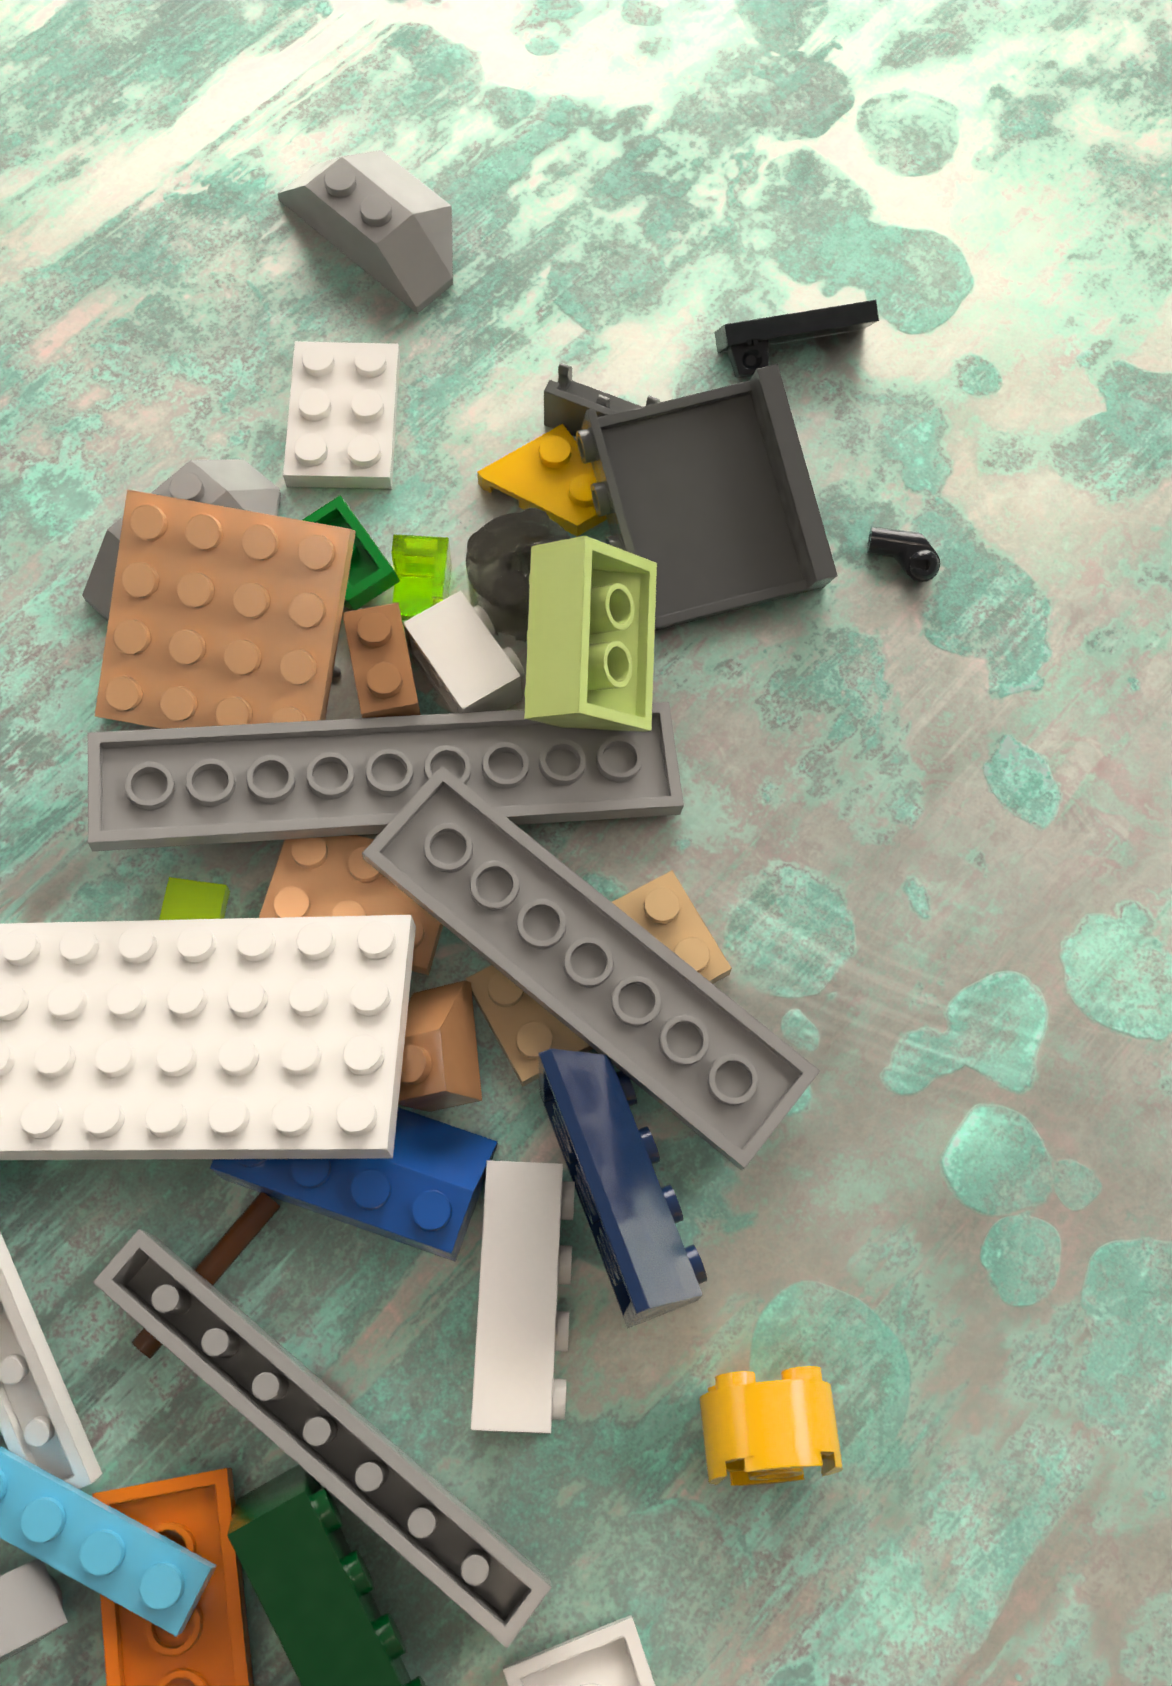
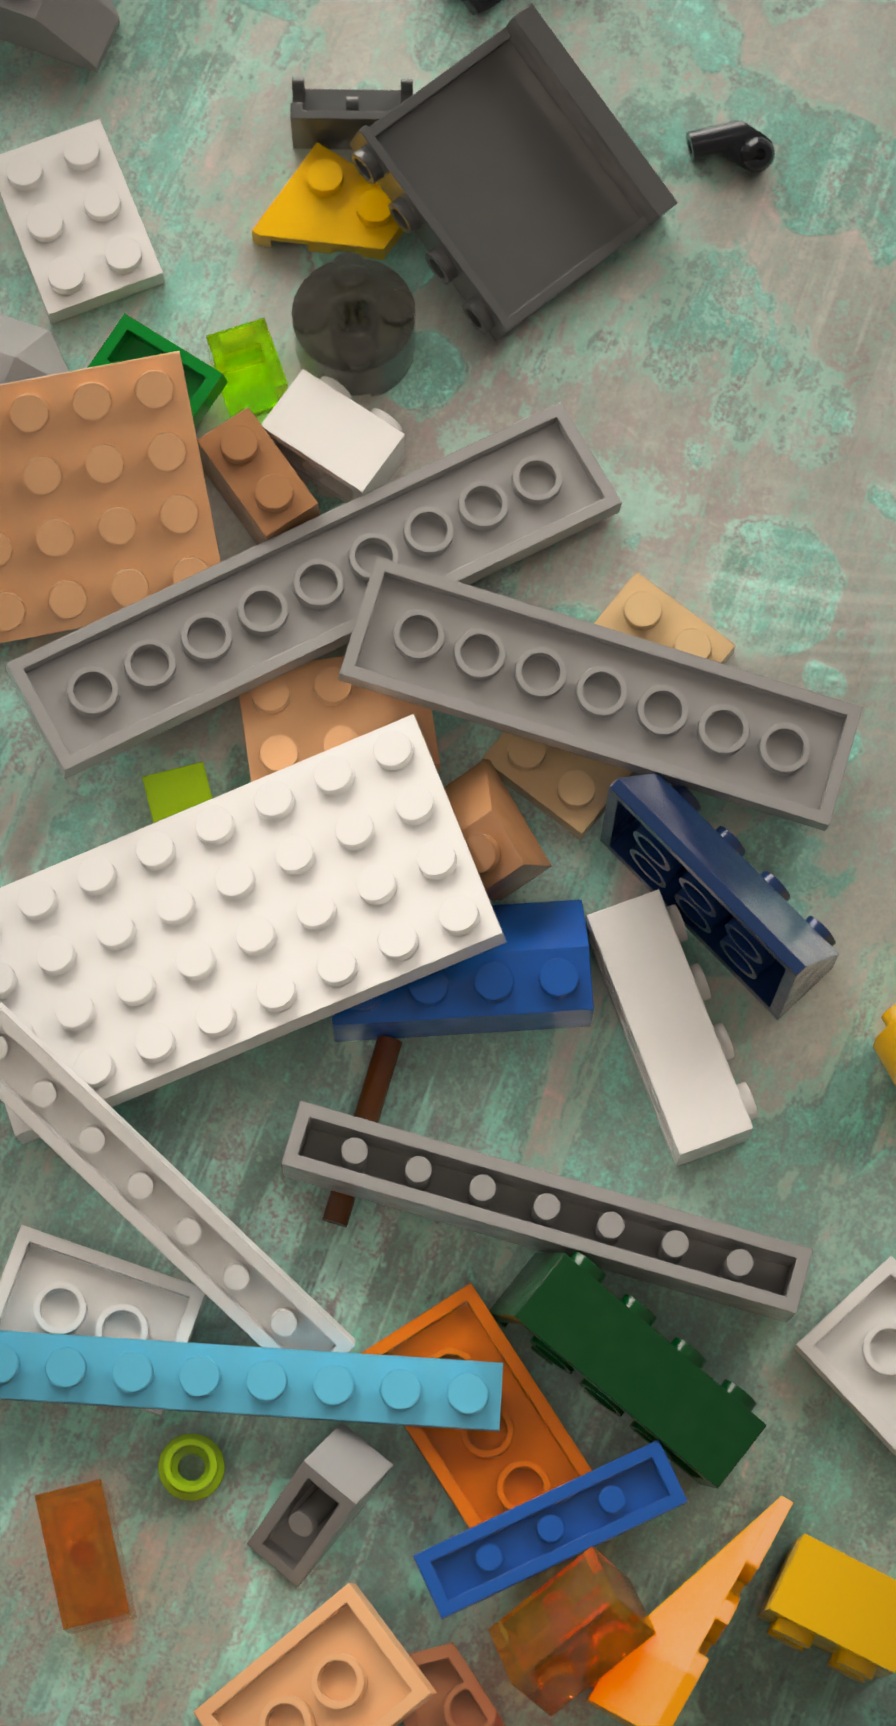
camera: 20 degrees left, 5 degrees up
(590, 636) = (463, 368): yellowish green slope -> none

